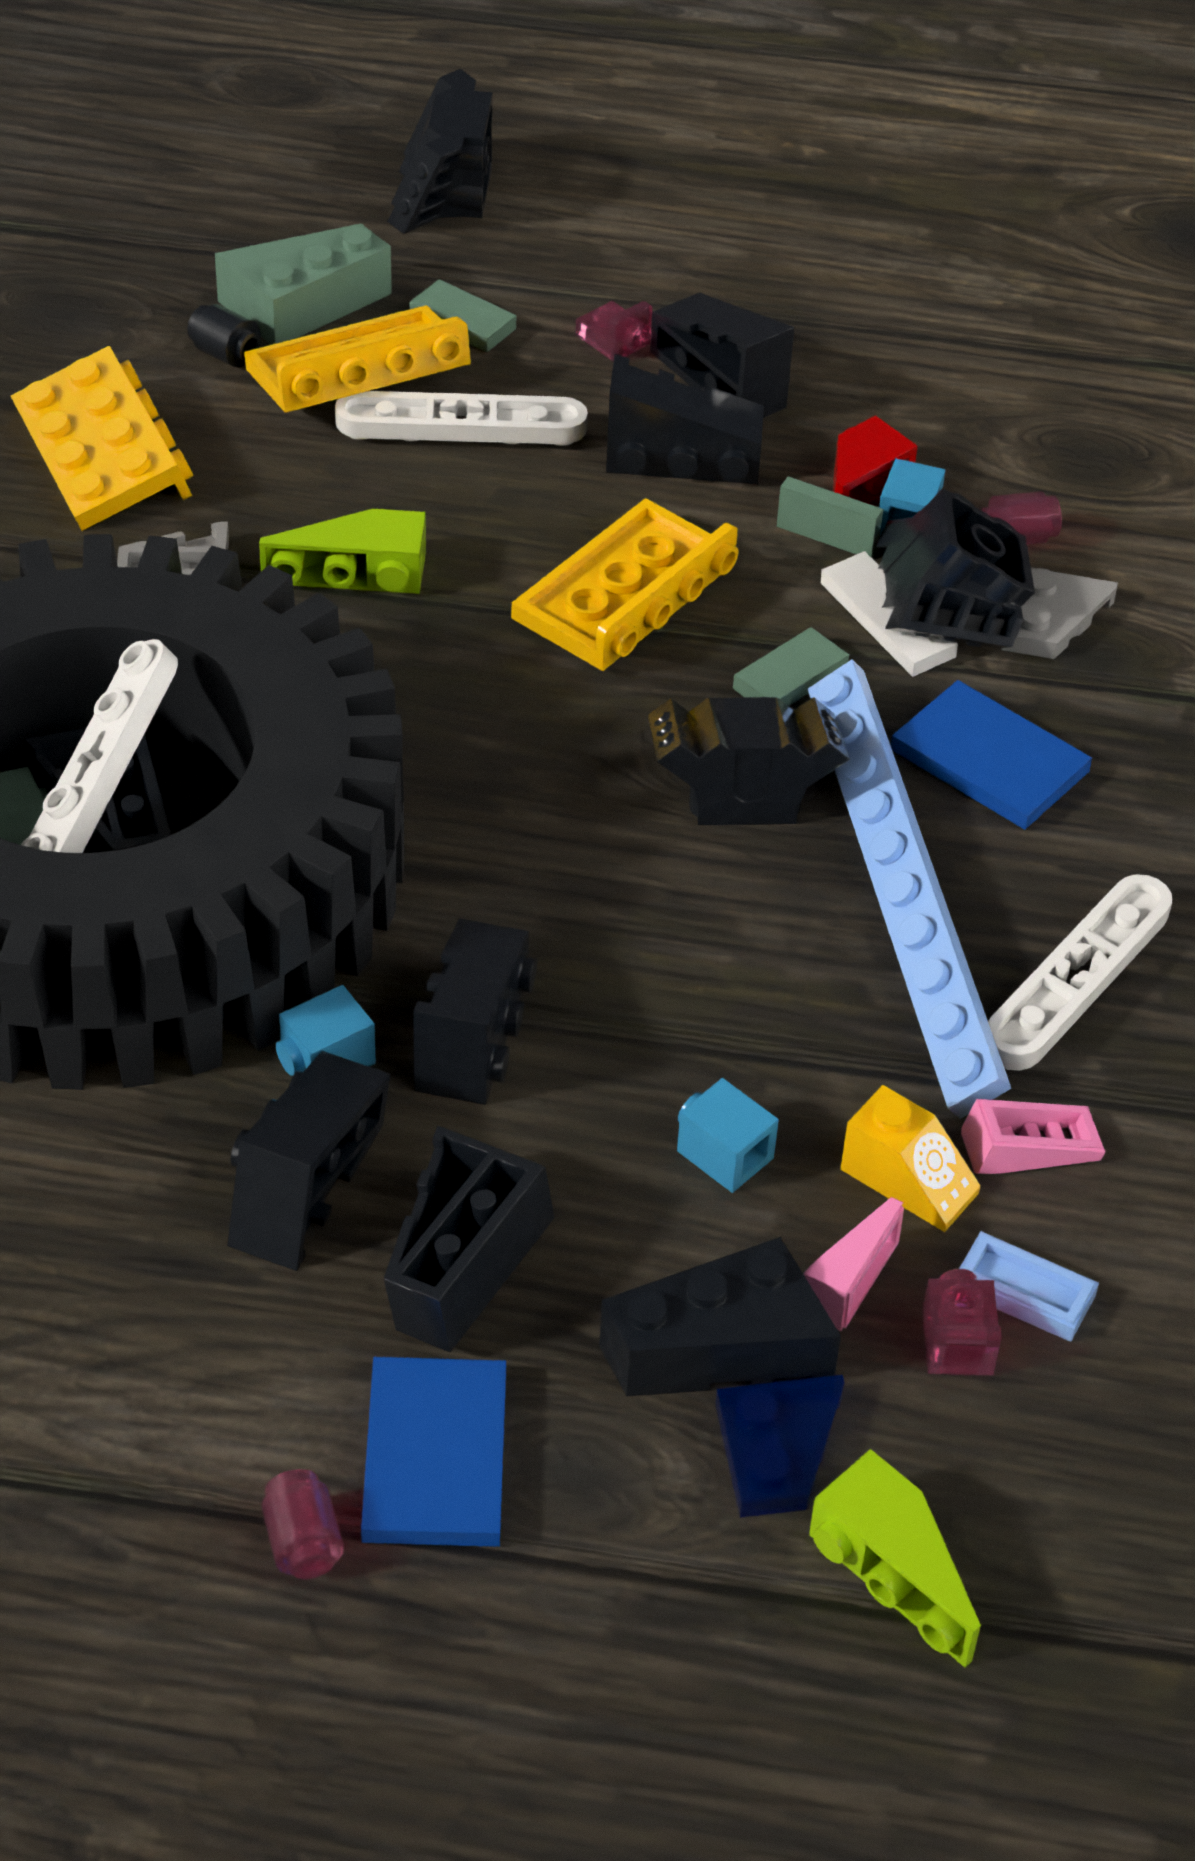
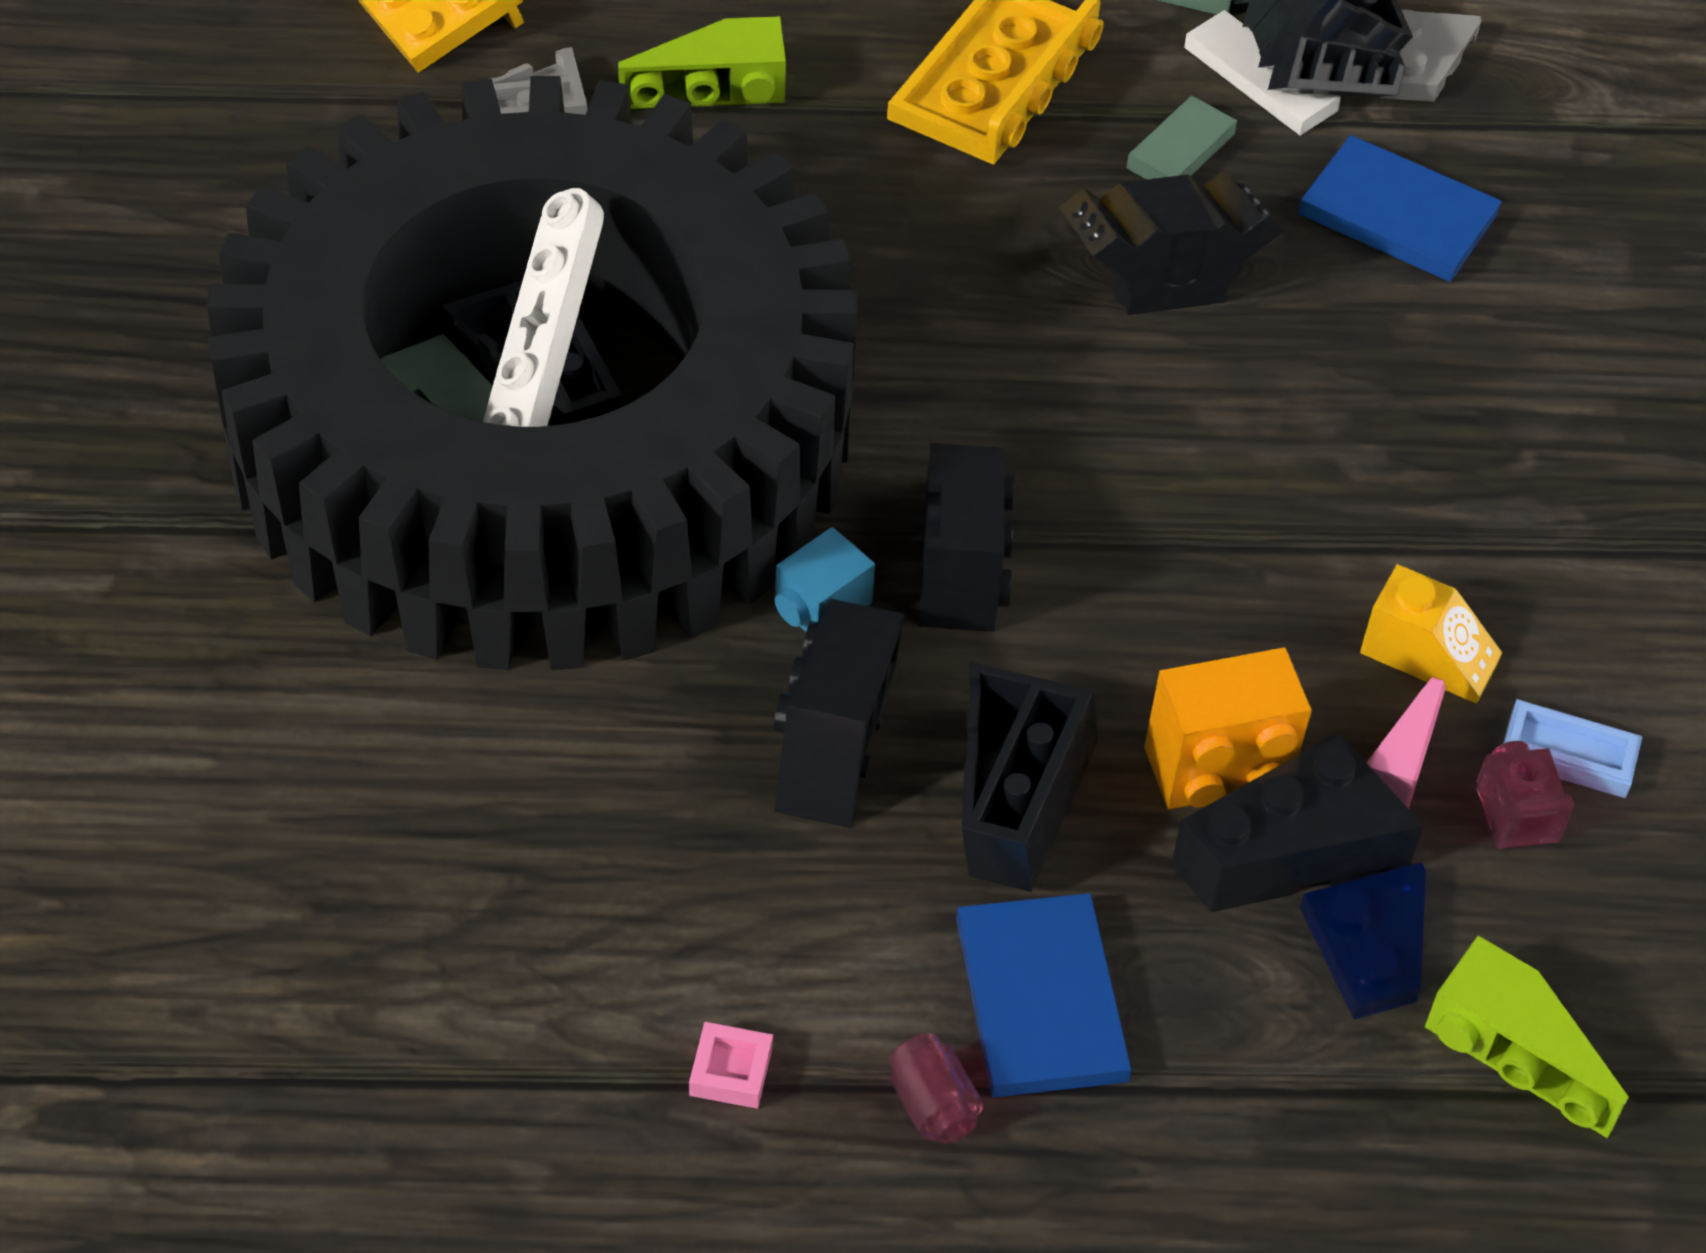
camera: 10 degrees left, 5 degrees up
(116, 1476) = (731, 1065): none -> bright pink tile
(670, 1212) = (1224, 725): none -> light orange brick
(726, 1134) = (1244, 622): dark azure brick -> none
(912, 899) = (1367, 370): light blue plate -> none
(997, 1150) = (1507, 615): bright pink slope -> none
(1110, 936) = (1524, 461): white piece -> none

